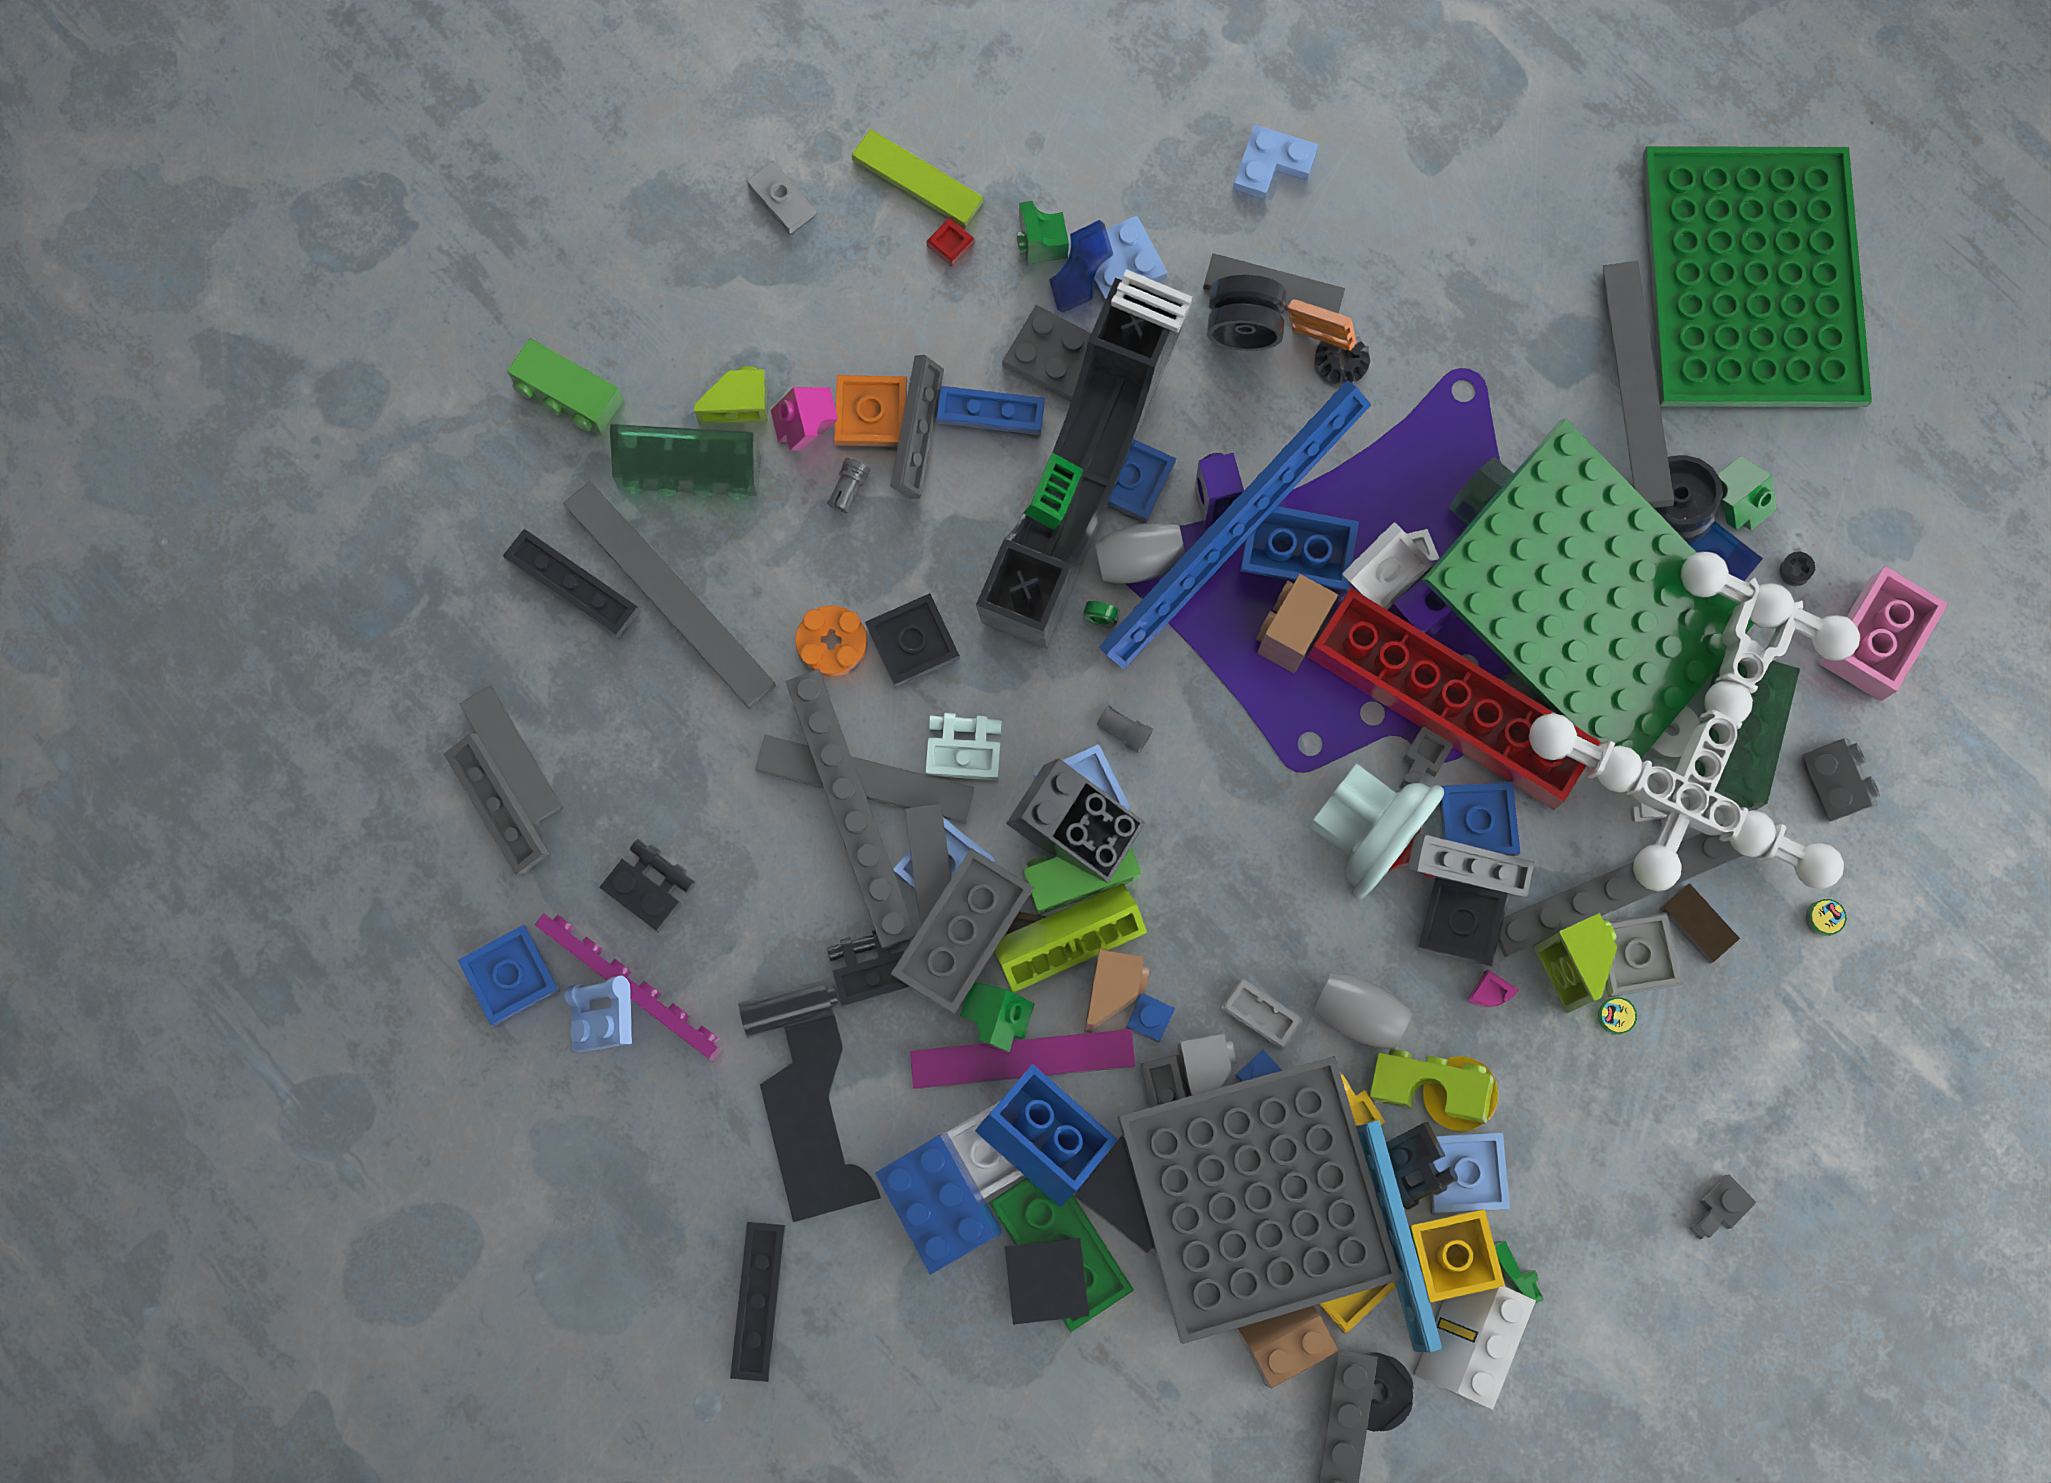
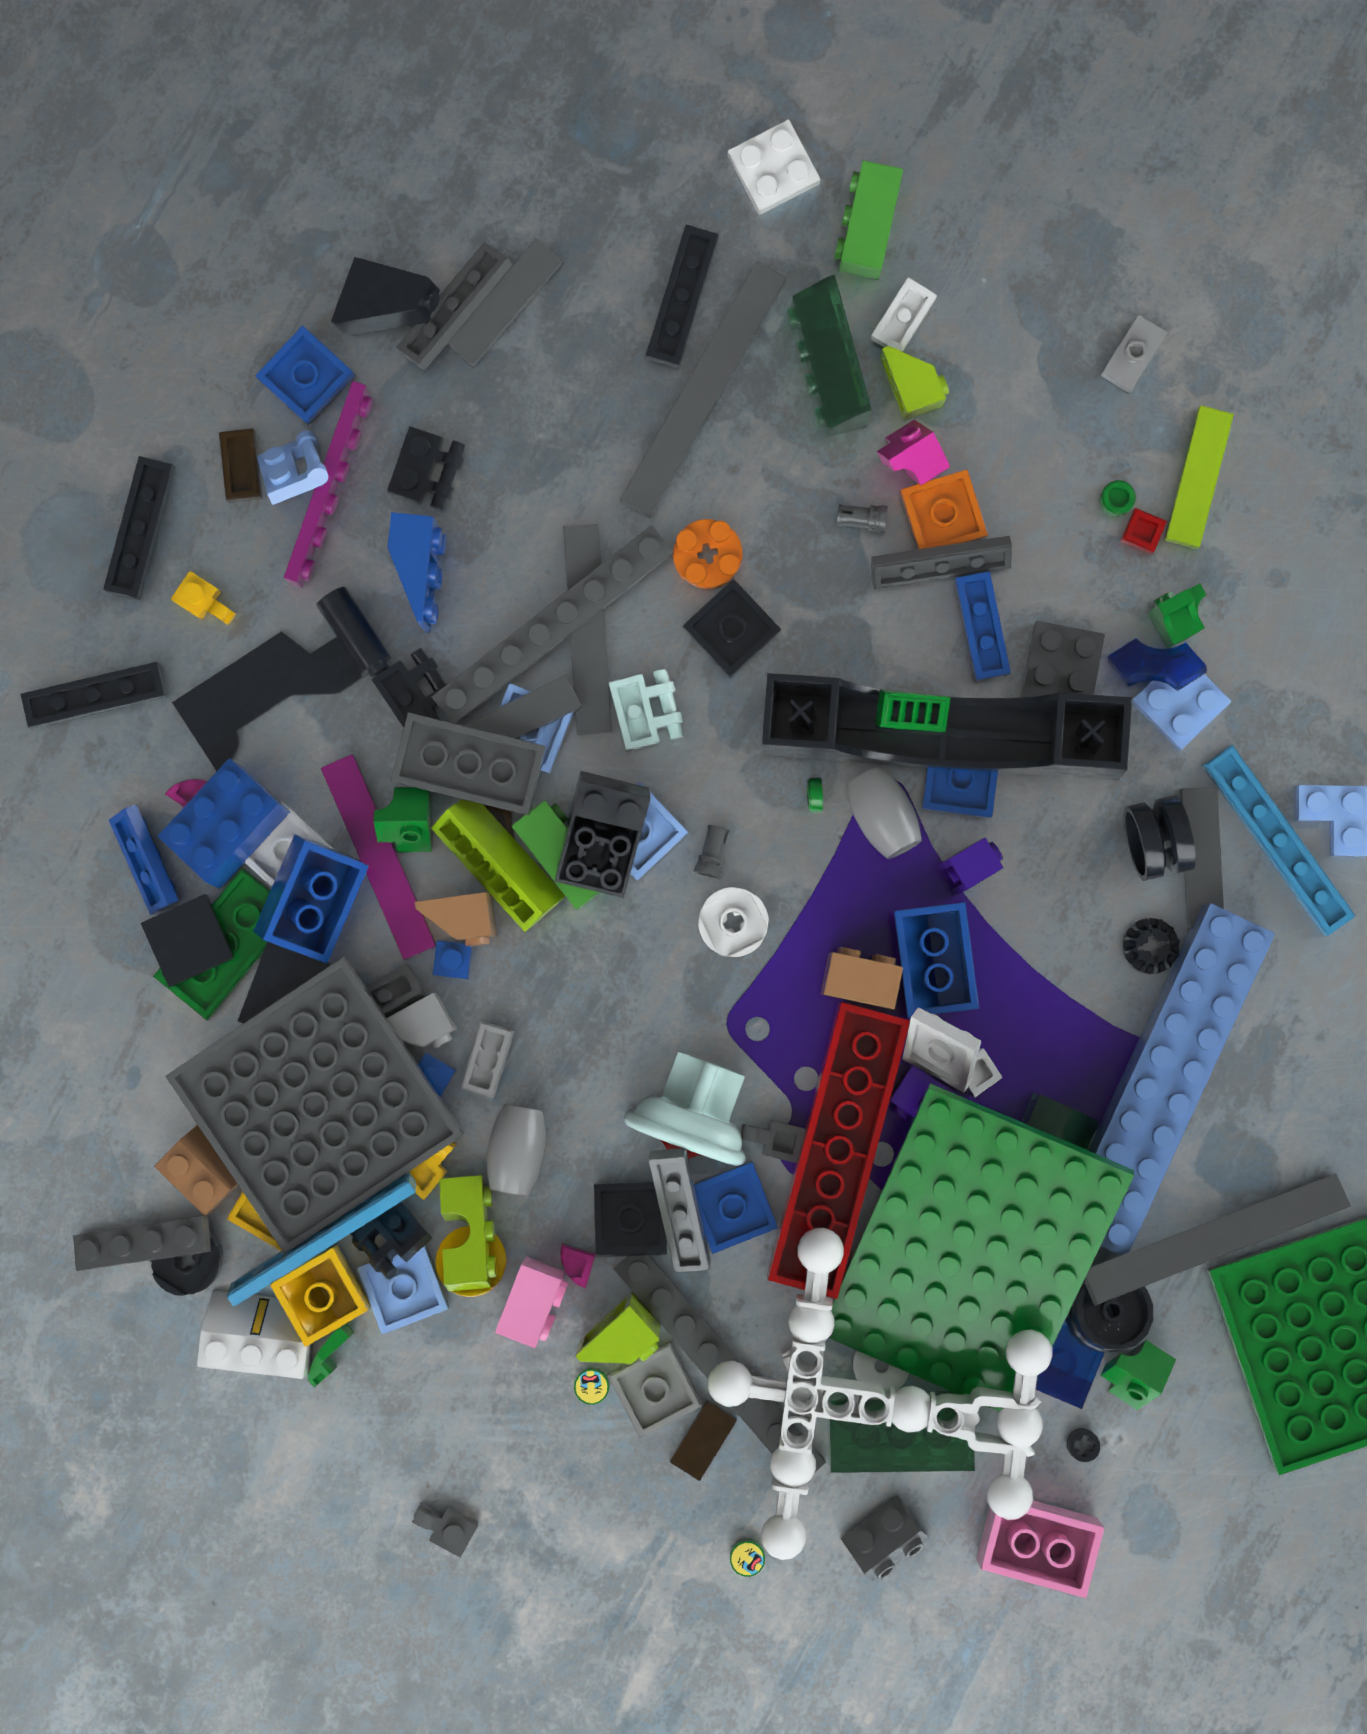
camera: 80 degrees right, 10 degrees up
(462, 868) = (383, 298): none -> black slope
(478, 459) = (774, 167): none -> white plate
(575, 1072) = (240, 465): none -> dark brown tile
(601, 1197) = (139, 528): none -> black plate
(668, 386) = (904, 316): none -> white plate
(695, 1159) = (200, 597): none -> yellow plate
(740, 921) = (415, 551): none -> blue slope
(892, 1233) = (185, 790): none -> dark pink tile
(911, 254) = (1117, 498): none -> green tile
(947, 1302) = (143, 859): none -> blue plate
(1157, 288) = (1120, 709): white tile -> none
(1212, 714) = (739, 903): none -> white plate
(1235, 524) = (935, 893): blue plate -> none
(1278, 218) = (1278, 840): none -> dark azure tile
(1322, 324) = (1174, 915): orange tile -> none
(1448, 360) = (1177, 1058): none -> medium blue brick
(1521, 1042) = (529, 1305): none -> bright pink brick

